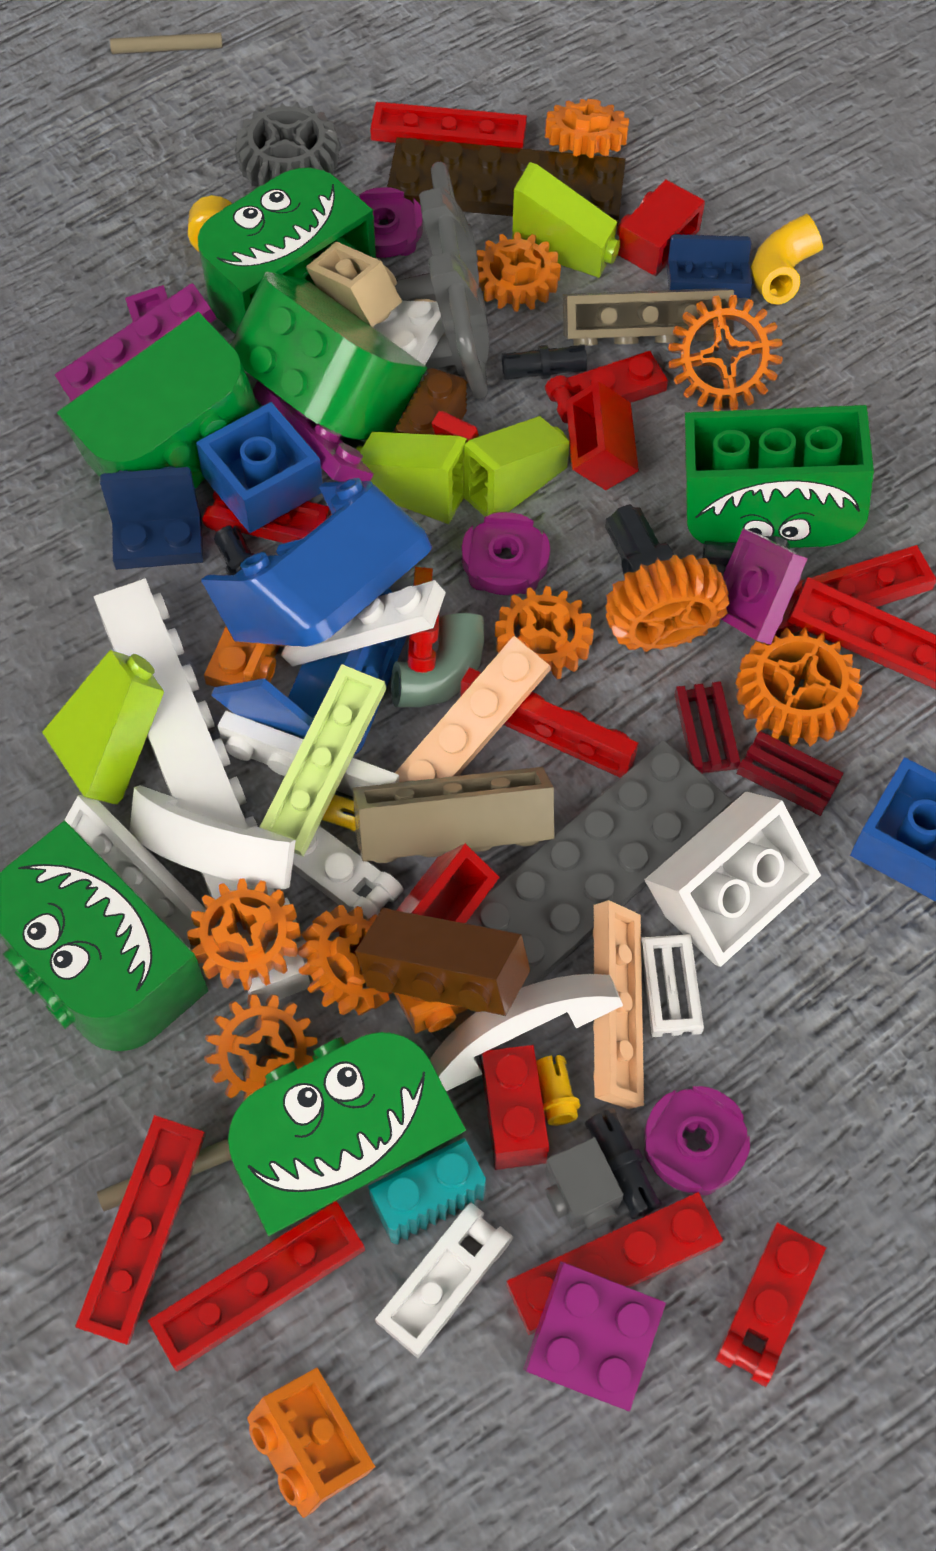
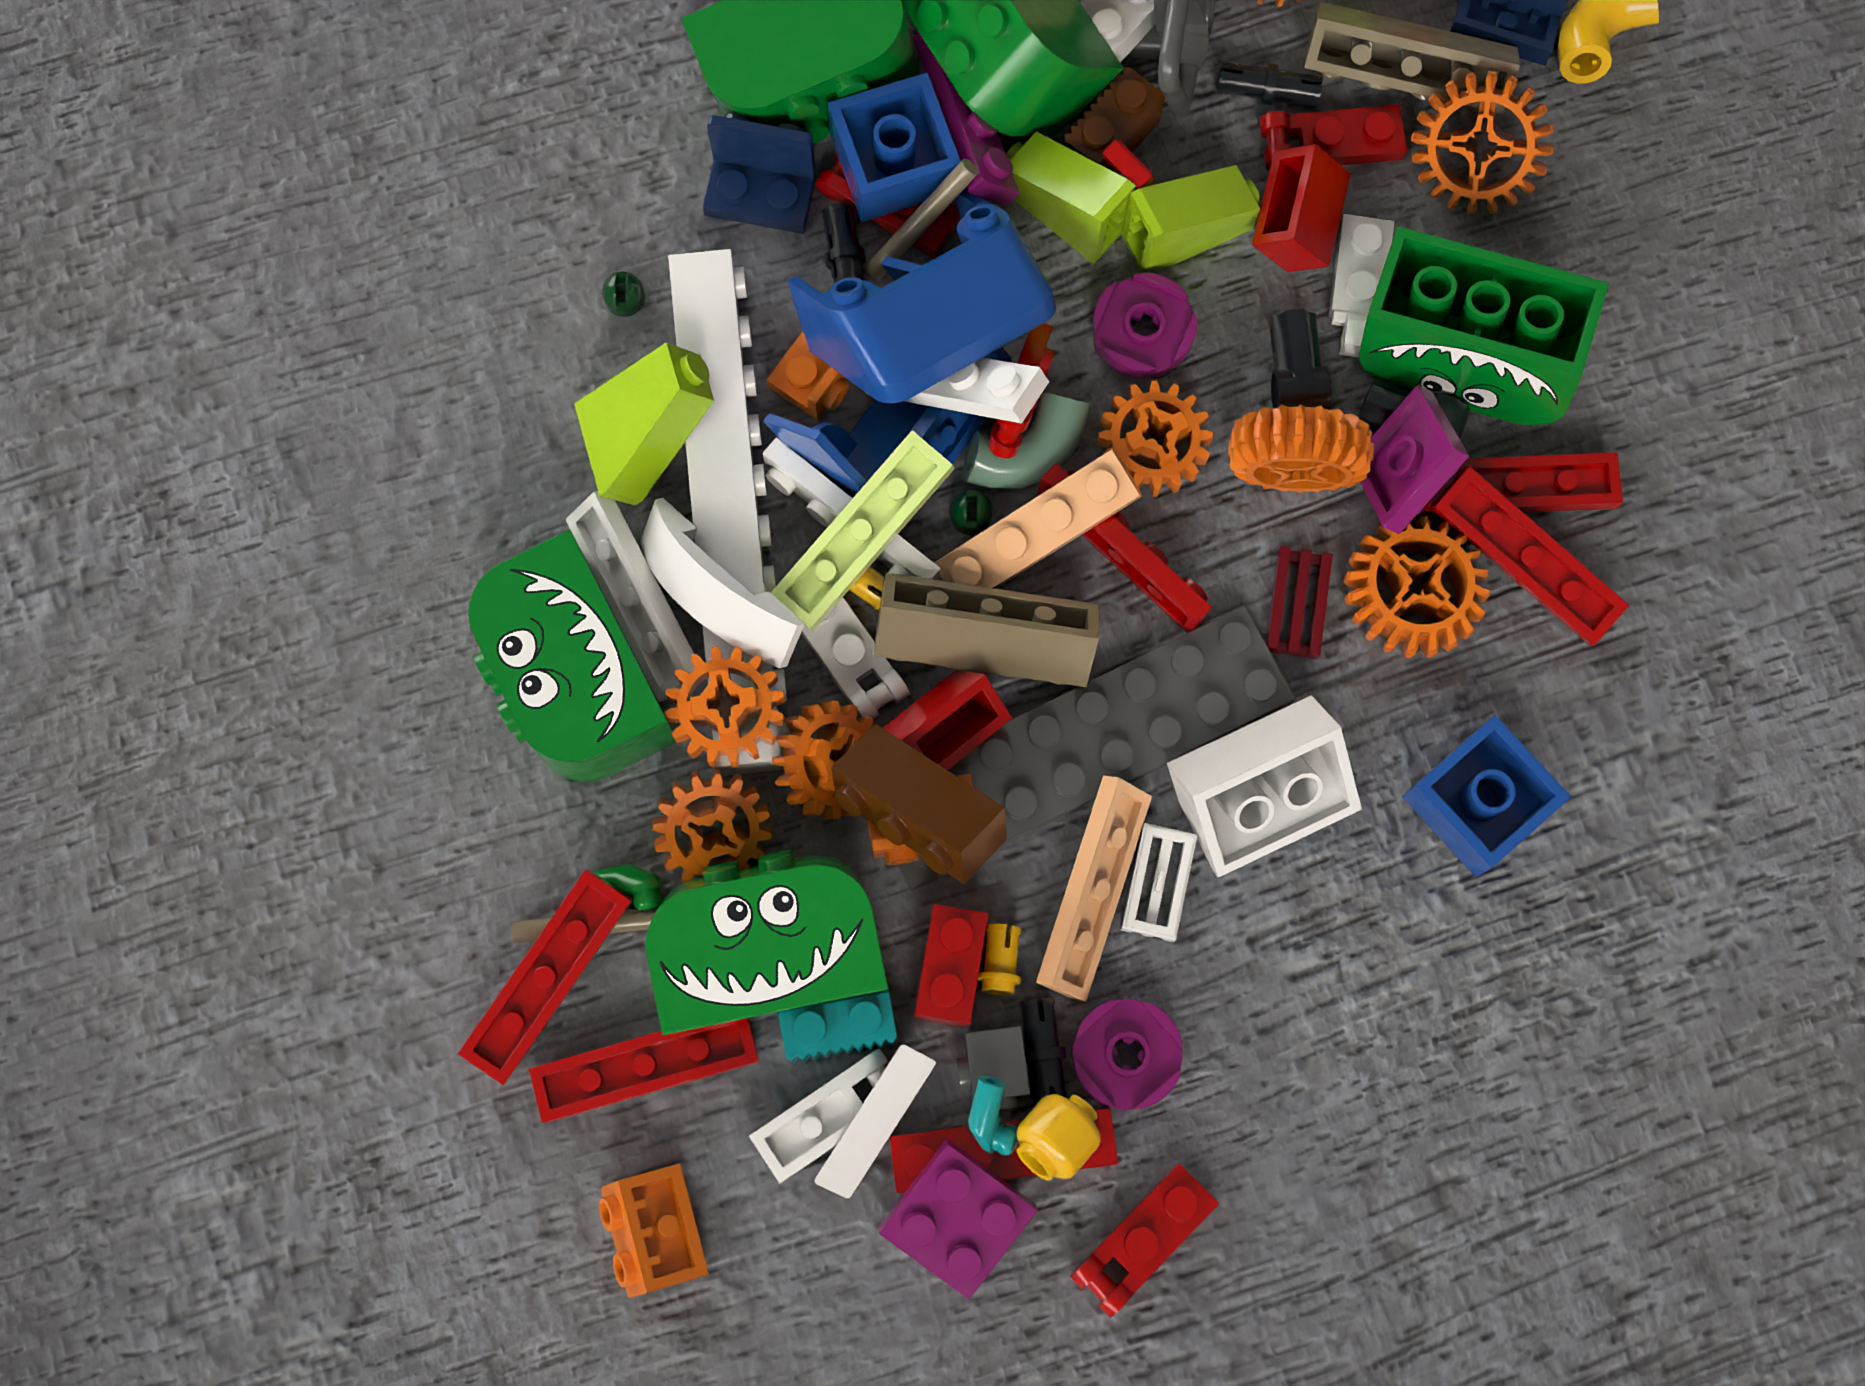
camera: 15 degrees right, 15 degrees up
(72, 640) = (634, 294): none -> dark green hinge
(207, 1118) = (635, 880): none -> green arm
(305, 500) = (923, 216): none -> dark tan bar
(399, 733) = (959, 511): none -> dark green hinge
(489, 1269) = (875, 1121): none -> white sticker
(581, 996) = (1050, 876): white slope -> none
(591, 1231) = (986, 1121): none -> teal arm
(662, 1225) = (1058, 1136): none -> yellow head
(664, 478) = (1357, 270): none -> white hinge
(792, 766) = (1385, 668): dark red tile -> none

